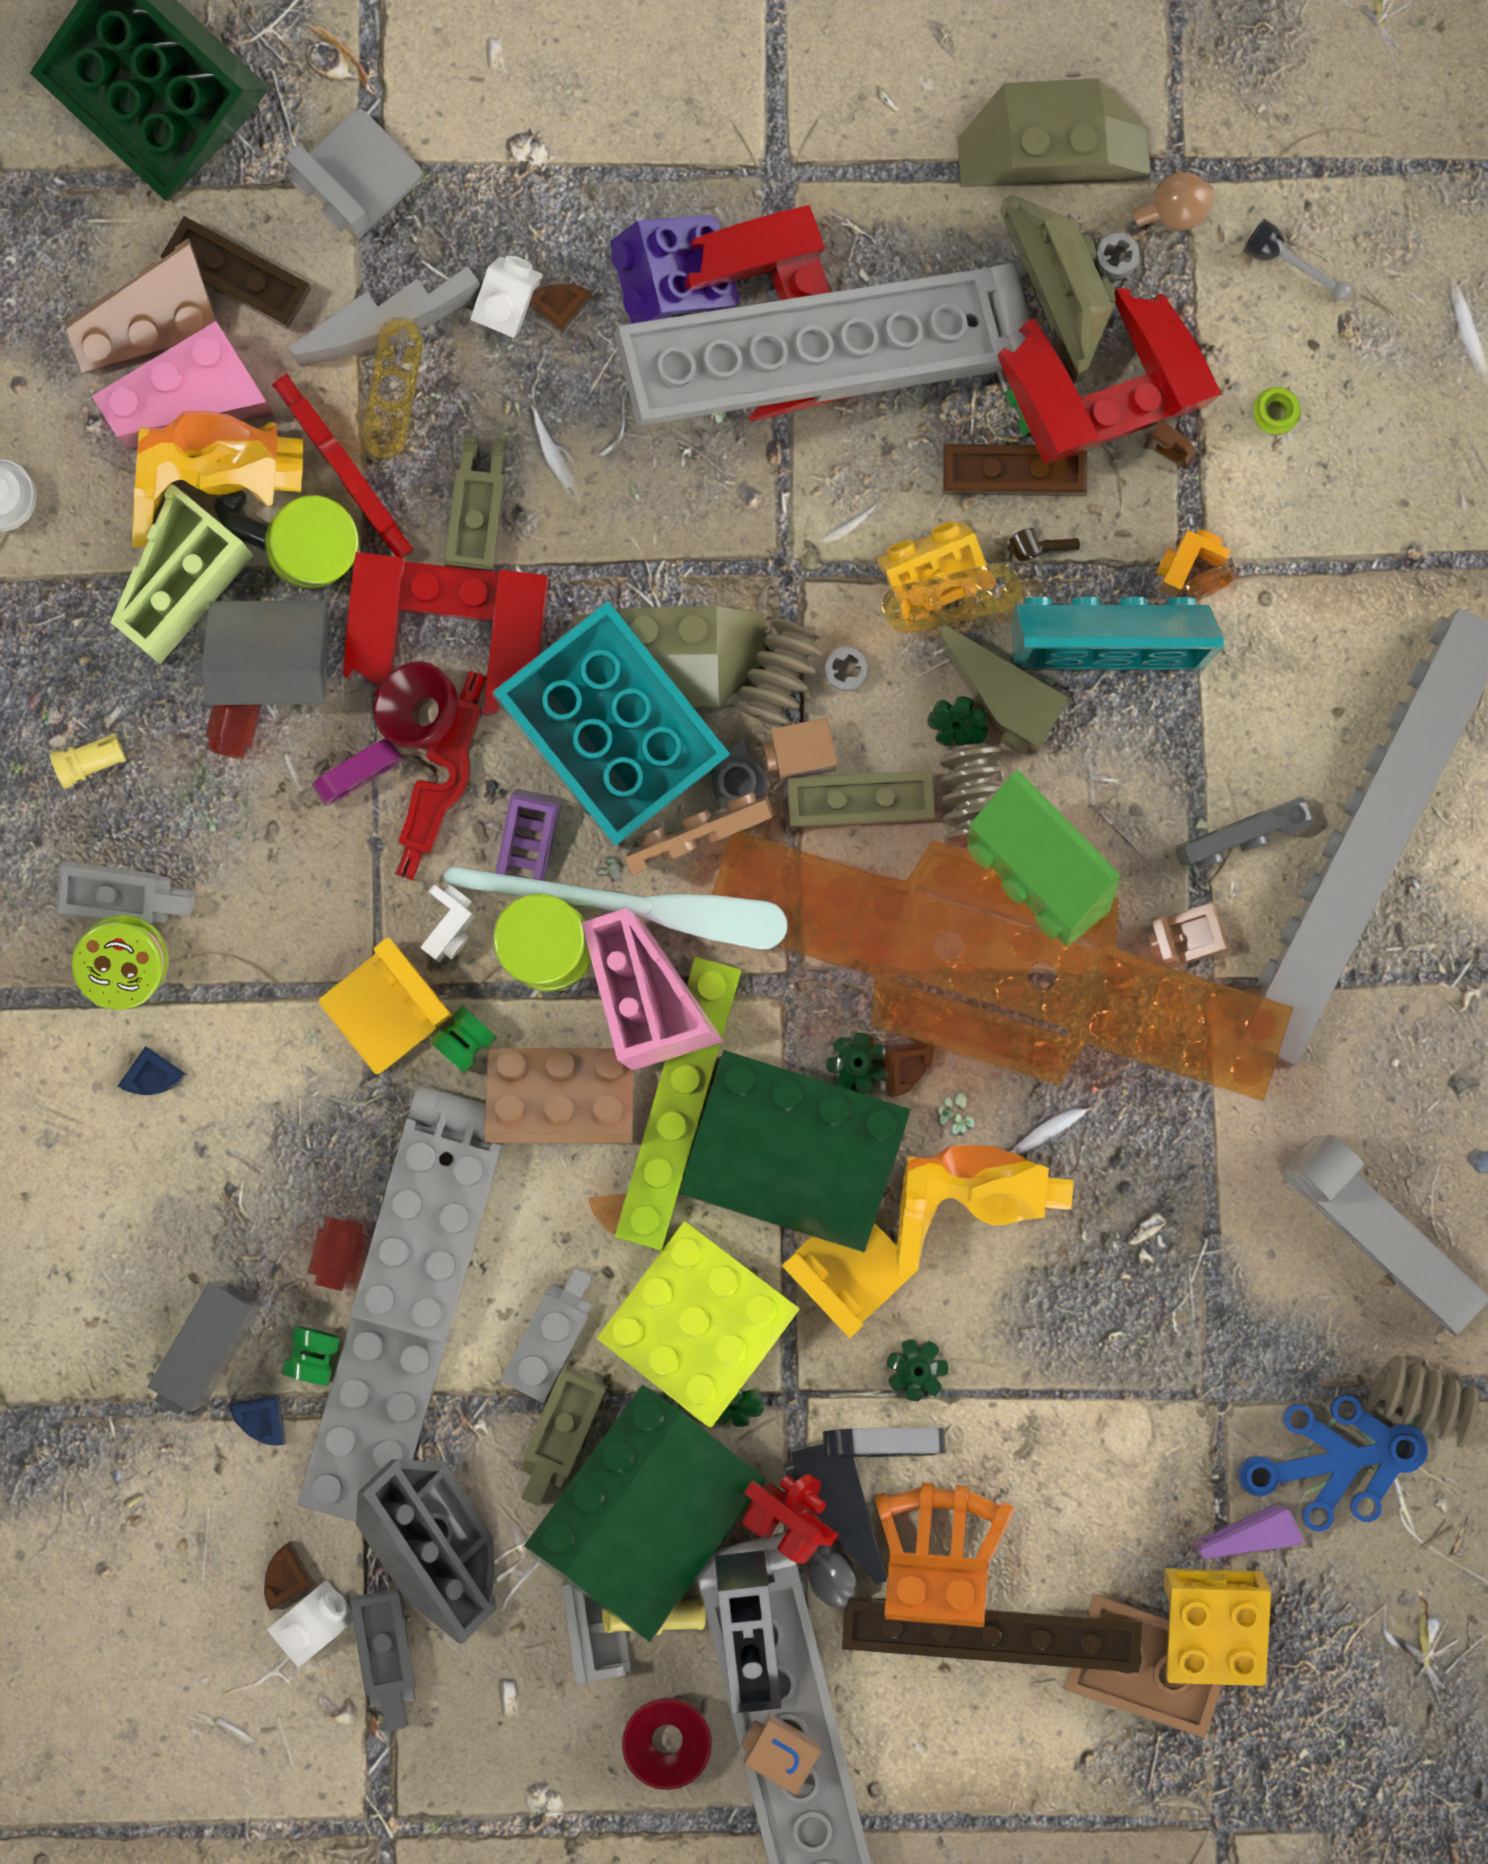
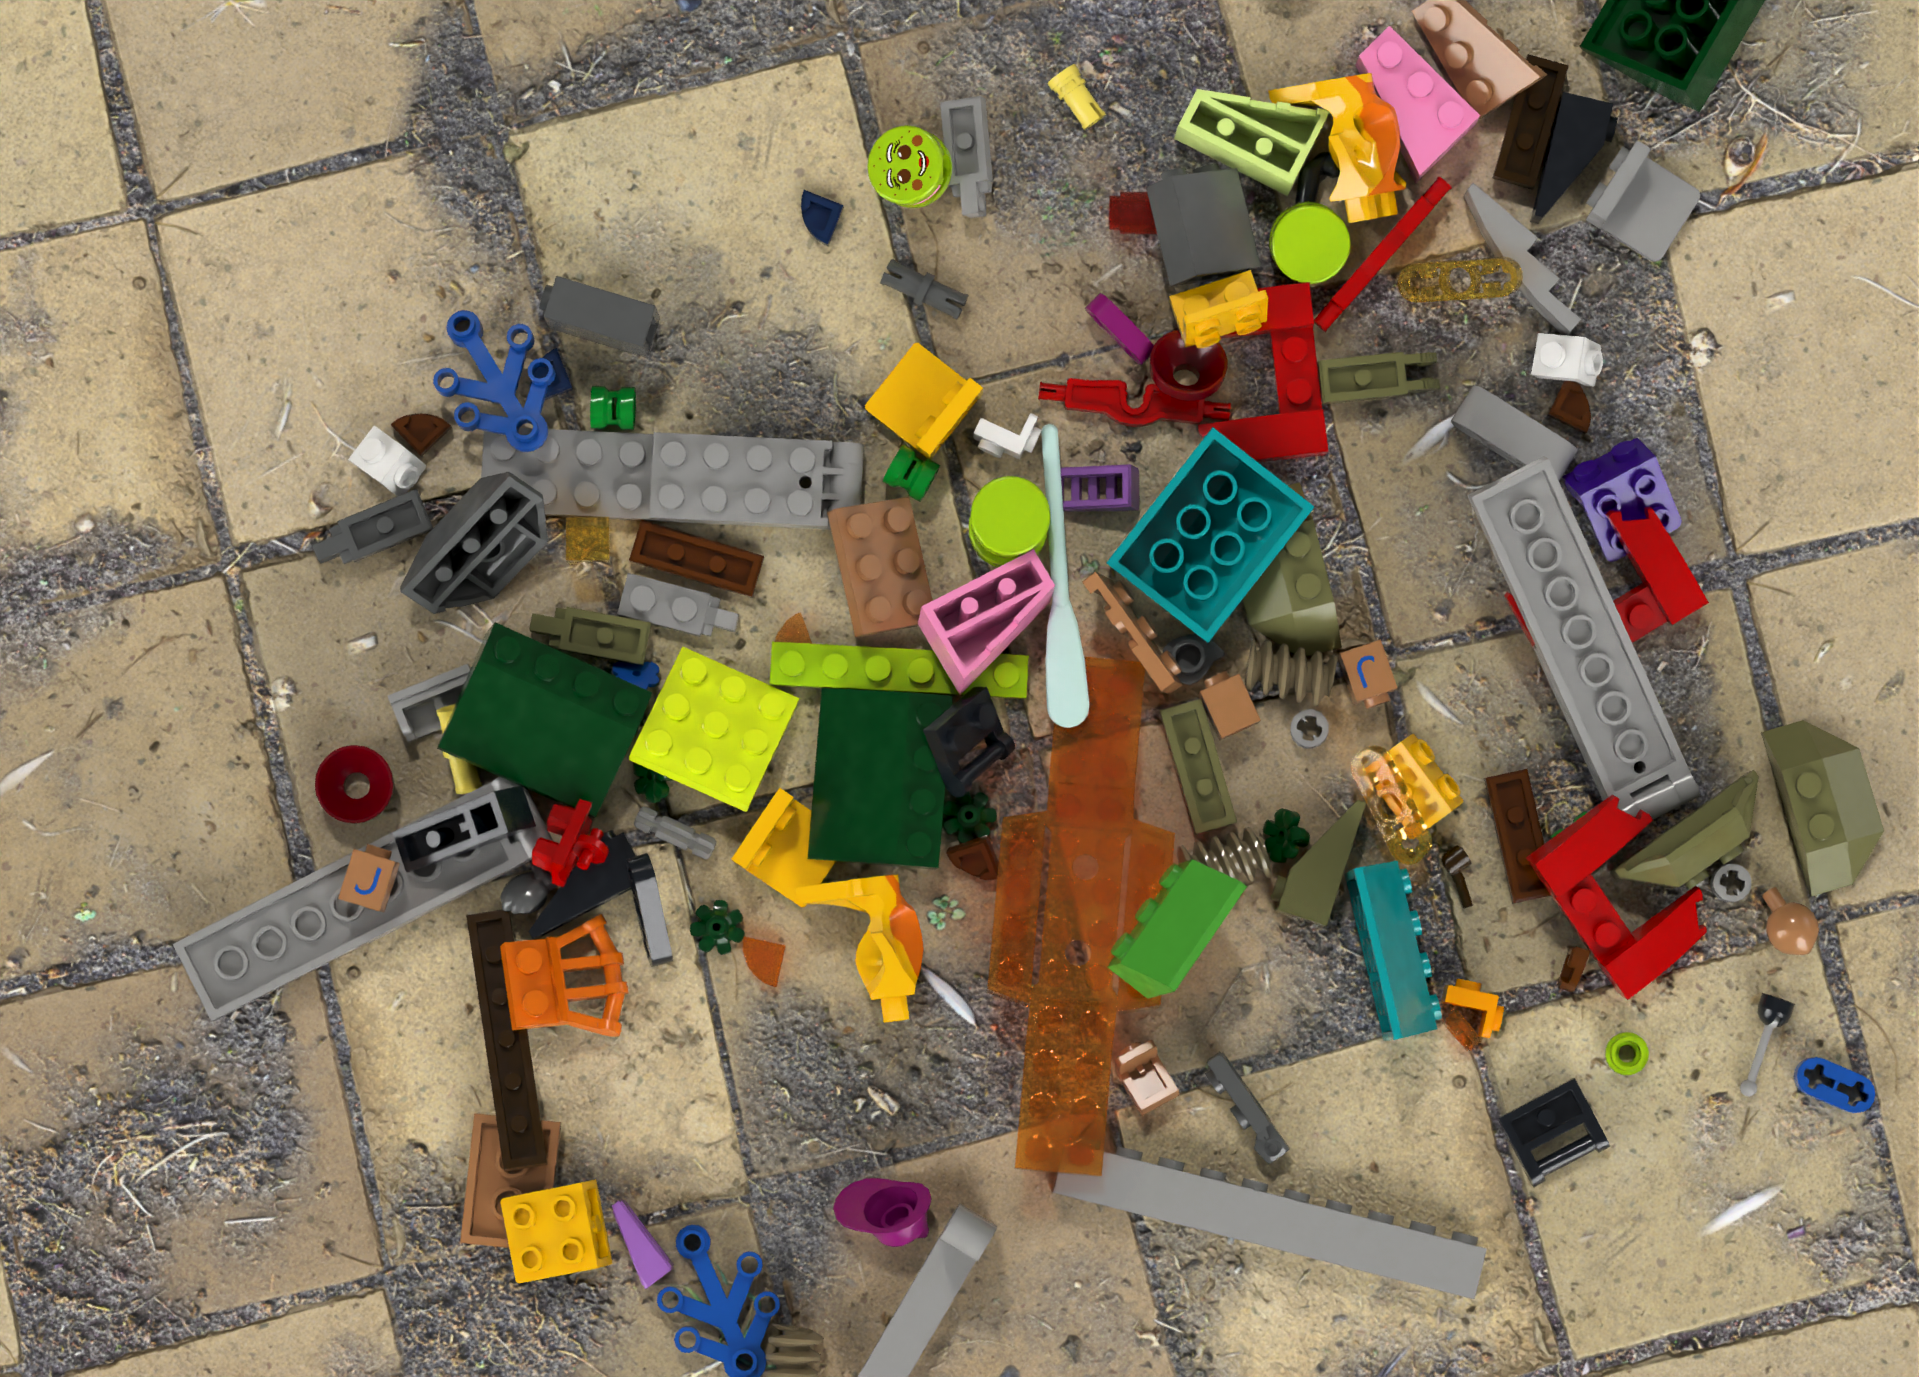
camera: 80 degrees right, 0 degrees up
(257, 1478) = (499, 387): none -> blue plant
(261, 978) = (924, 289): none -> dark grey pin
(267, 227) = (1575, 139): none -> black slope
(336, 1253) = (704, 409): clear red brick -> none
(362, 655) = (1219, 309): none -> yellow bracket
(453, 1417) = (588, 539): none -> clear yellow panel
(501, 1300) = (696, 558): none -> reddish brown tile
(572, 374) = (1511, 432): none -> light grey beam
(617, 1395) = (641, 676): none -> blue plant
(764, 1050) = (959, 732): none -> black plate
(801, 1393) = (675, 832): none -> light grey axle
(802, 590) = (1368, 674): none -> medium nougat brick
(963, 1326) = (764, 959): none -> clear orange tile
(1271, 1255) = (886, 1208): none -> magenta piece
(1329, 512) = (1545, 1120): none -> black plate
(1350, 192) = (1831, 1095): none -> blue beam

